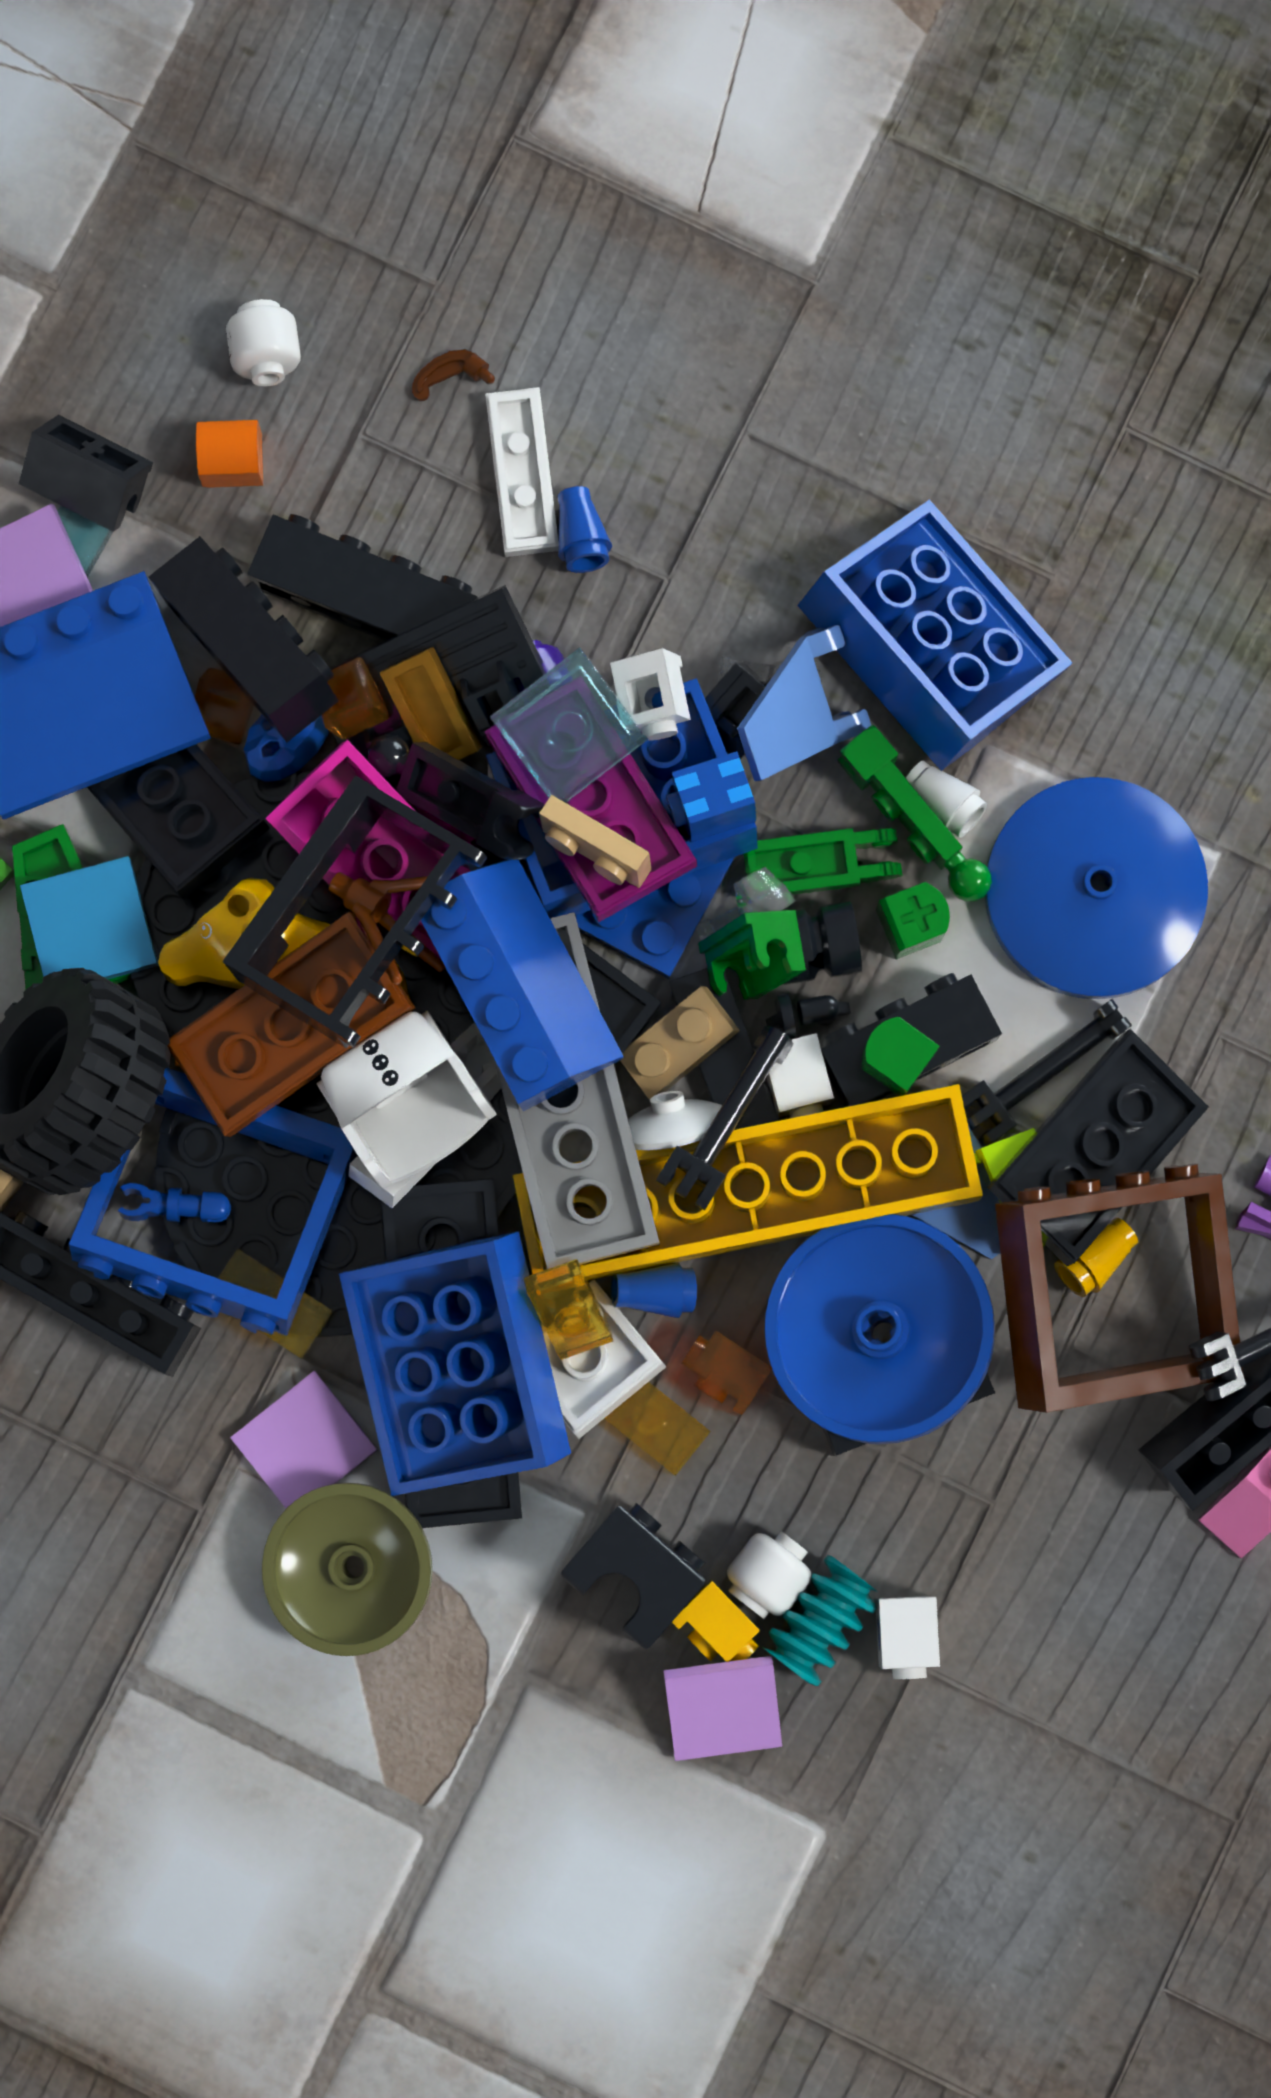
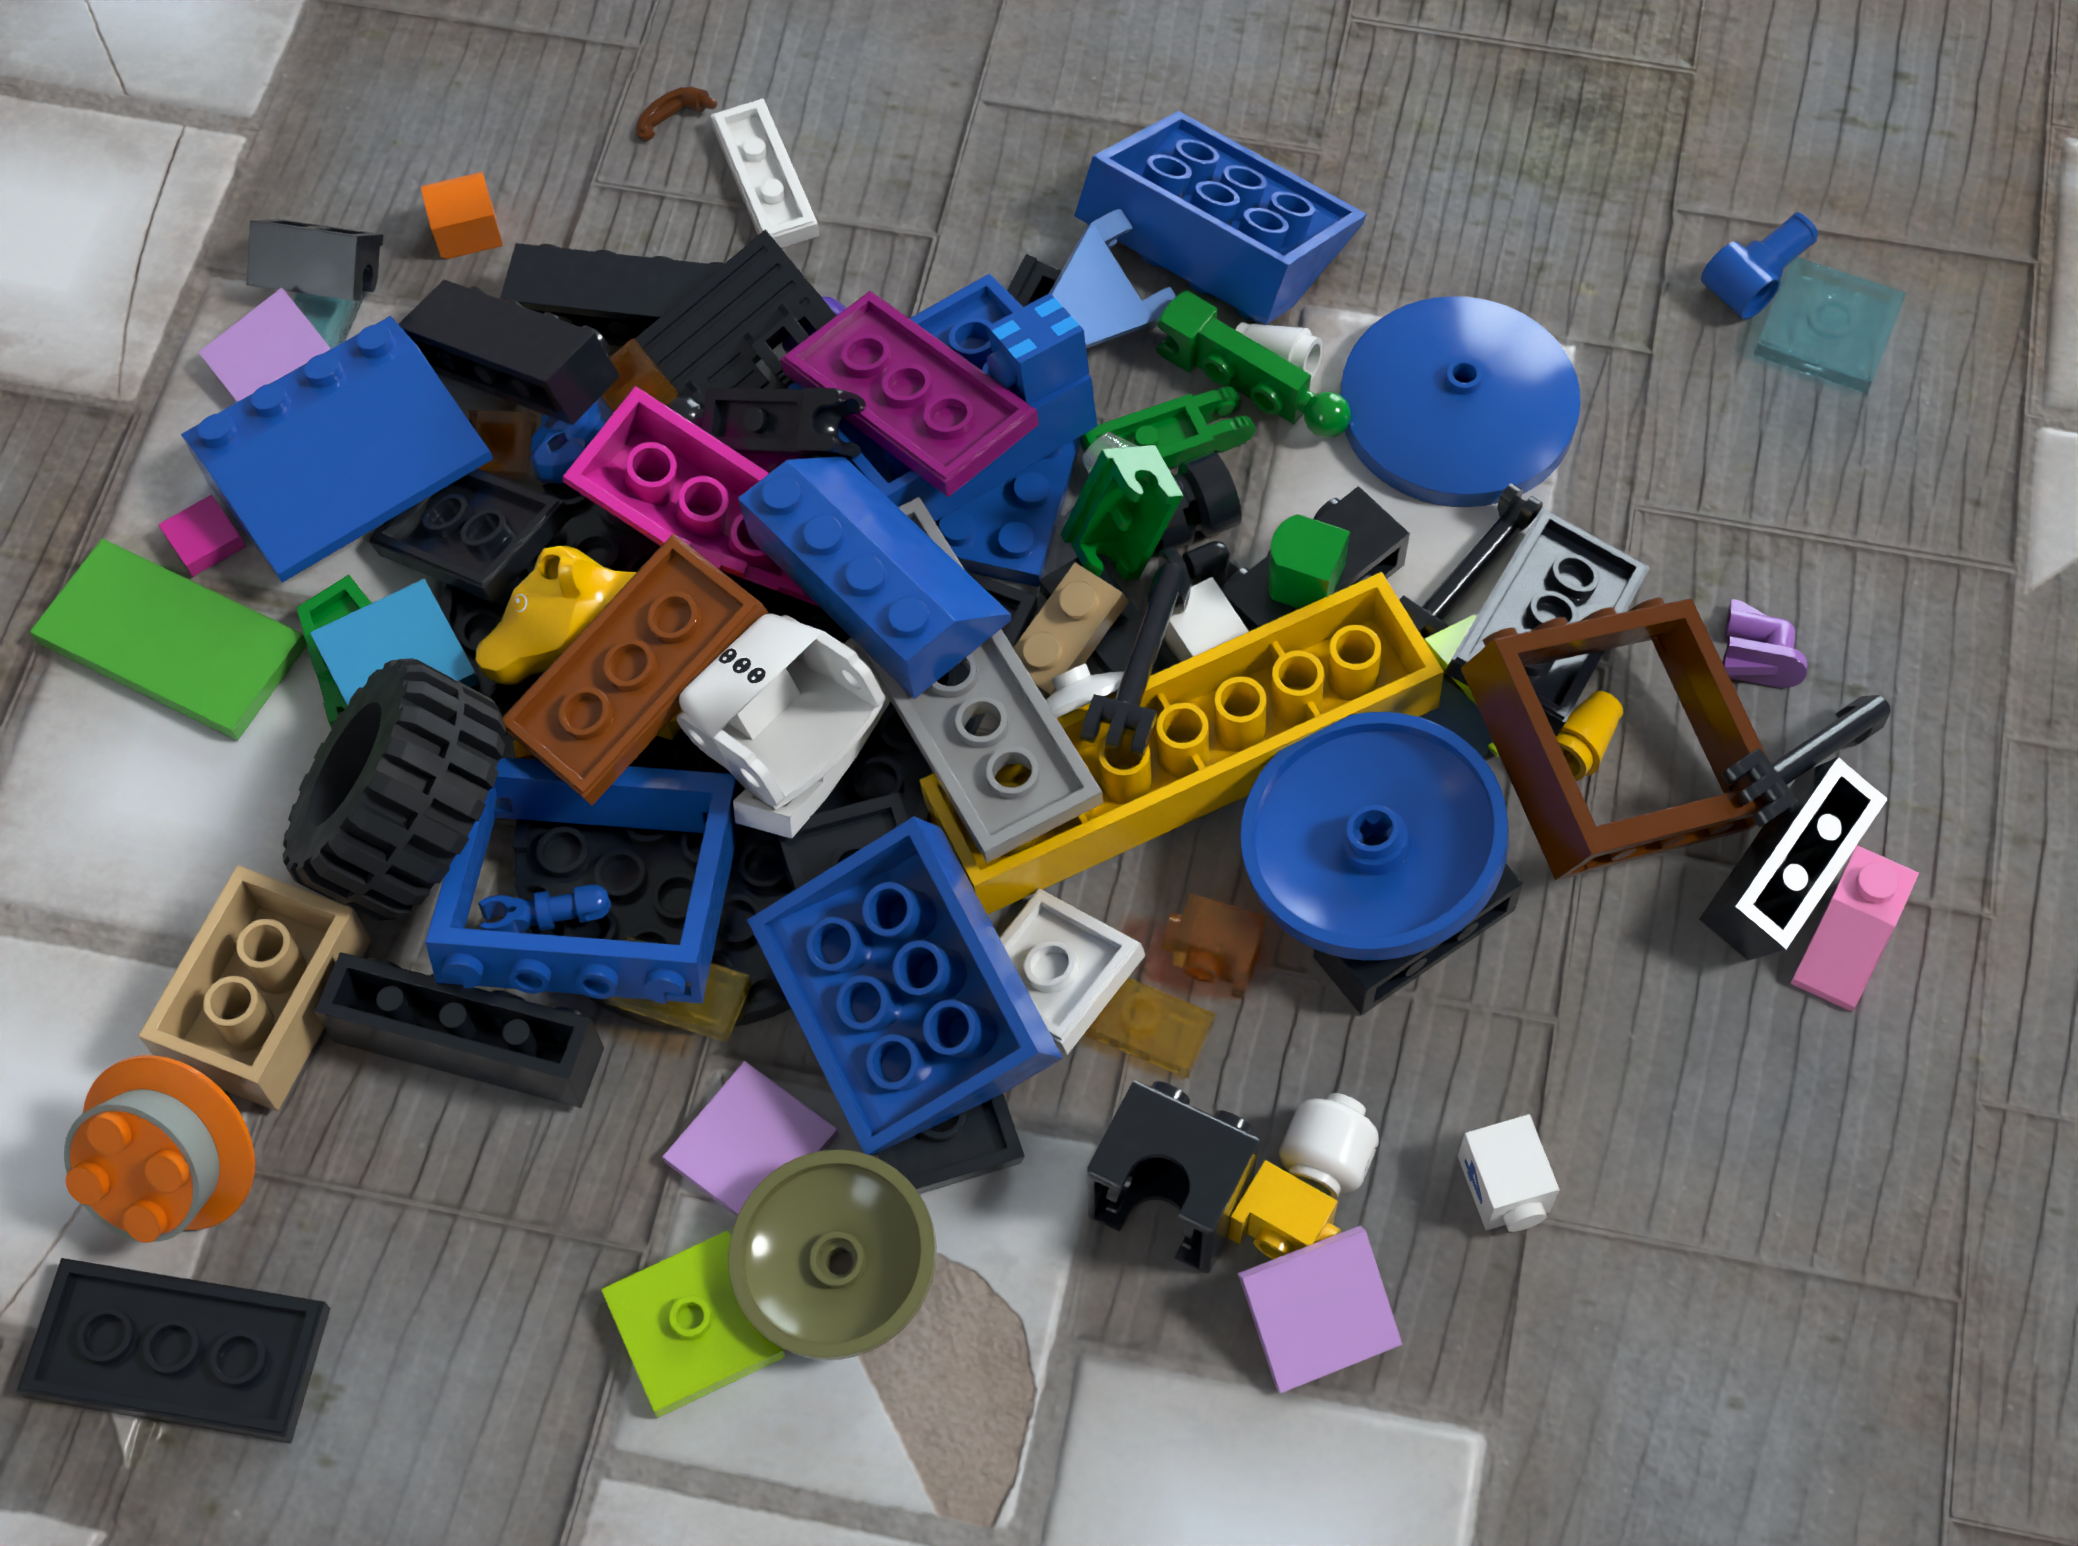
camera: 10 degrees left, 20 degrees down
(219, 1585) = (687, 1326): none -> lime plate
(263, 342) = (475, 111): white head -> none
(346, 827) = (650, 456): black hinge -> none
(371, 906) = (700, 527): dark orange plant -> none
(430, 704) = (711, 354): pearl gold tile -> none
(568, 1309) = (1018, 898): clear yellow plate -> none
(569, 727) = (868, 321): clear light blue tile -> none
(581, 533) = (838, 207): blue cone -> none
(612, 853) = (924, 405): tan plate -> none
(640, 678) = (952, 287): white brick -> none
(657, 1290) = (1113, 878): blue cone -> none
(822, 1621) = (1403, 1177): teal piece -> none
(914, 918) = (1280, 460): green piece -> none

